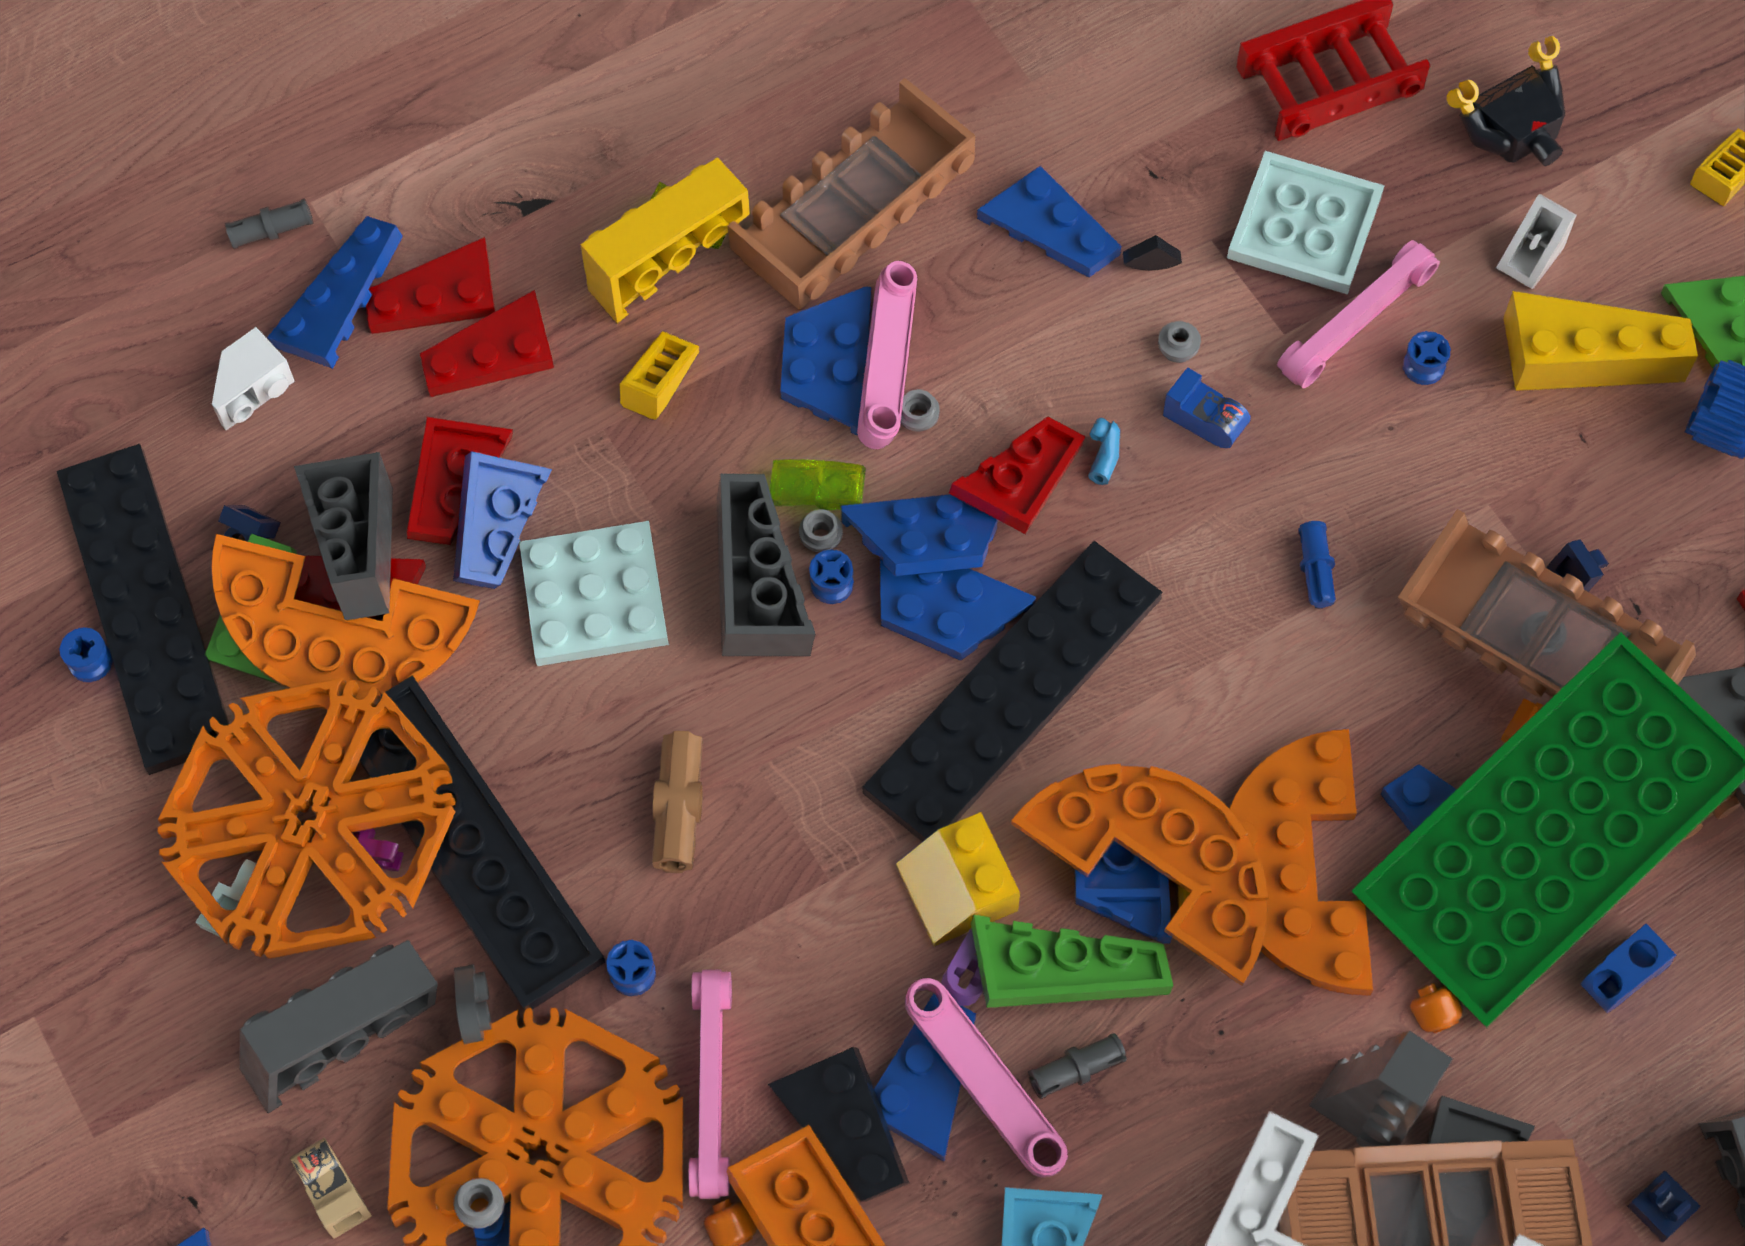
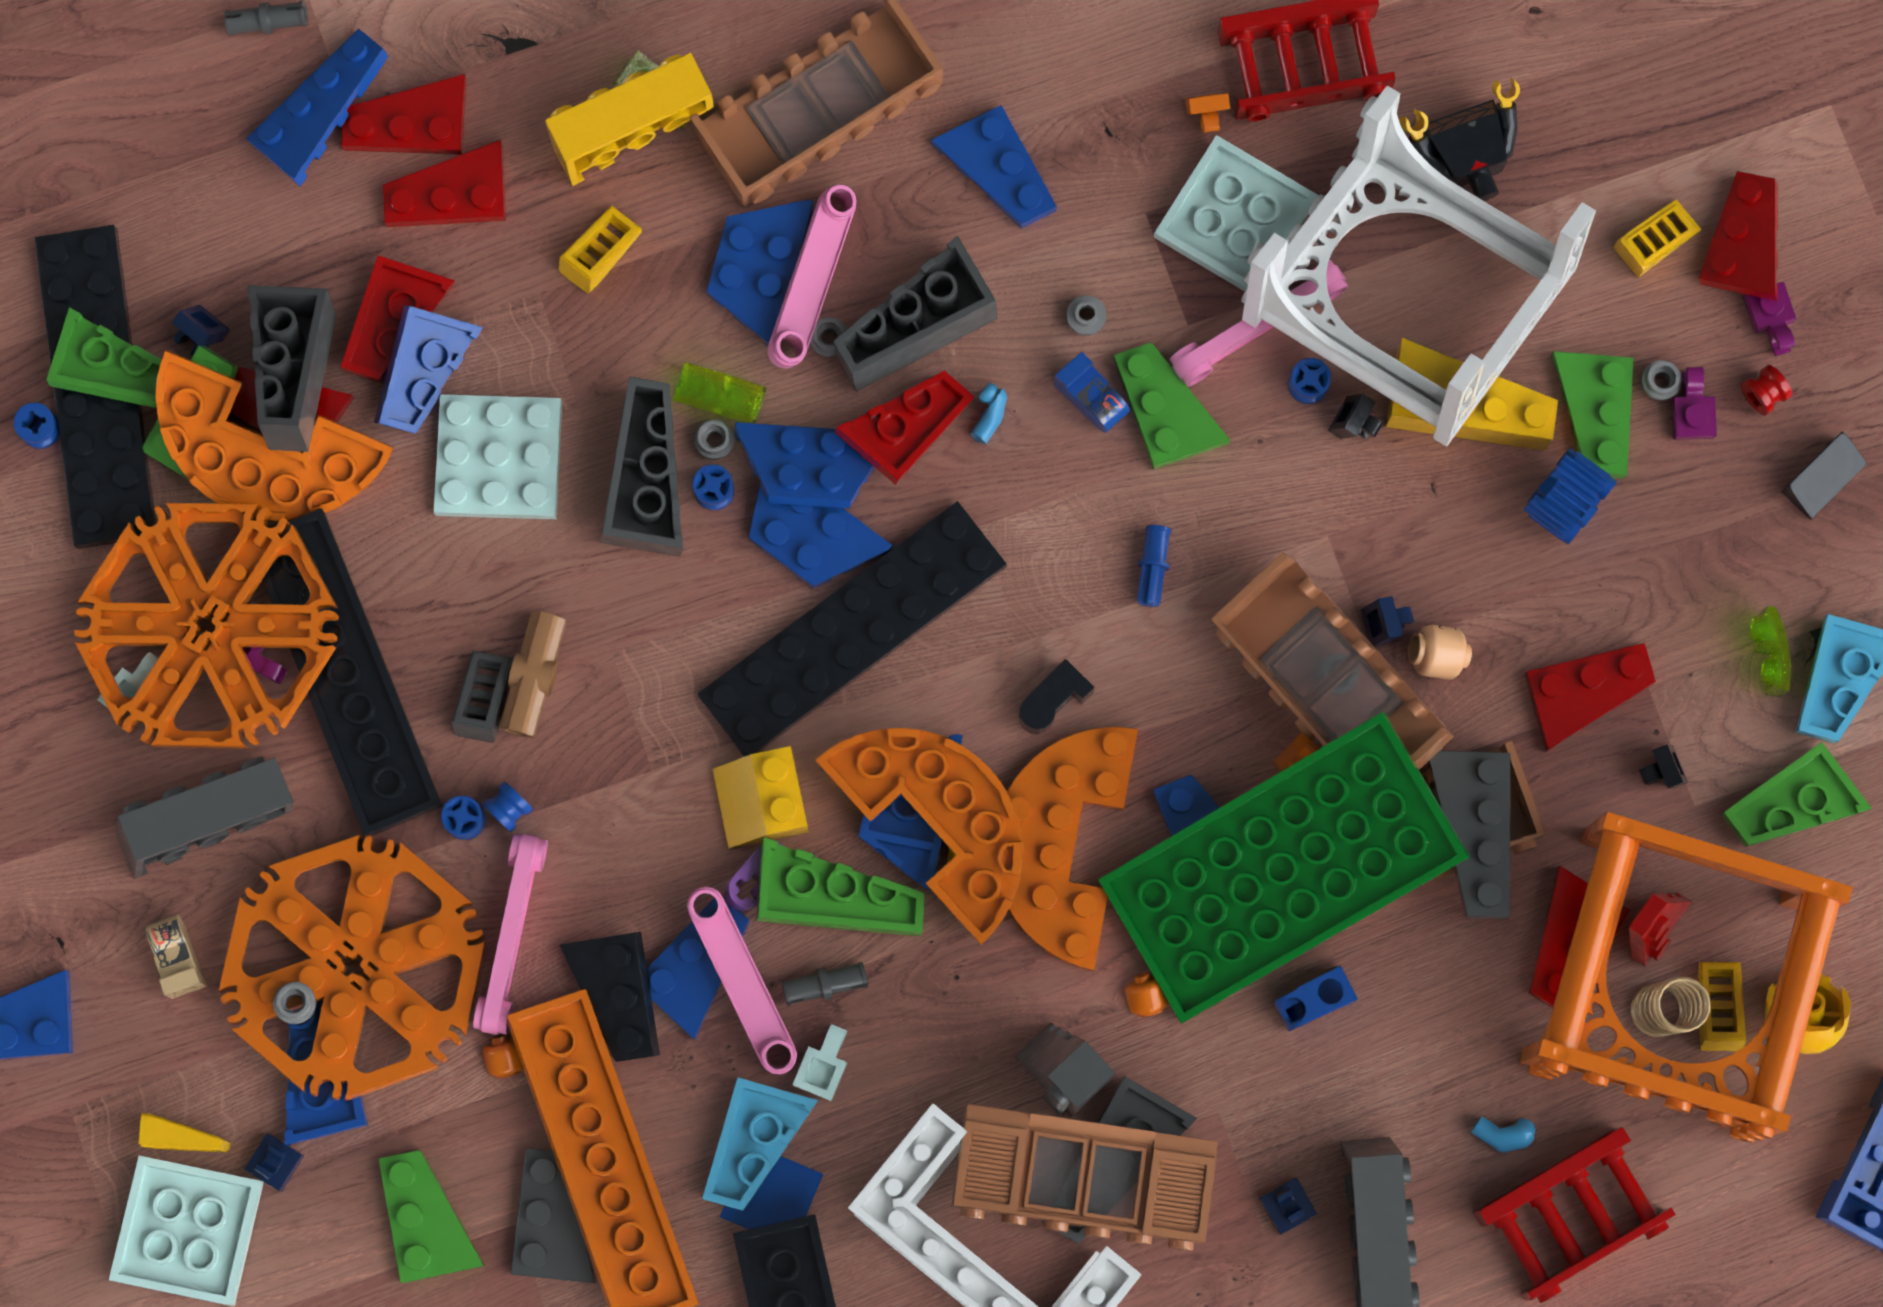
camera: 10 degrees right, 15 degrees up
(150, 575) = (101, 364): none -> bright green wing
(248, 377) = (220, 178): white slope -> none
(472, 1013) = (317, 831): dark grey plate -> none
(626, 866) = (475, 728): none -> dark grey slope
(678, 945) = (507, 806): none -> blue wheel
(1009, 371) = (918, 318): none -> dark grey wedge
(1097, 1159) = (821, 1069): none -> light aqua plate
(1152, 255) = (1083, 221): black tile -> none
(1246, 713) = (1051, 696): none -> black leg
(1249, 129) = (1207, 109): none -> orange tile
(1285, 414) = (1165, 409): none -> bright green wing
(1455, 138) = (1392, 162): none -> white arch
(1485, 382) = (1355, 418): none -> black tile
(1537, 241) = (1444, 286): white slope -> none
(1645, 588) = (1439, 652): none -> light nougat head

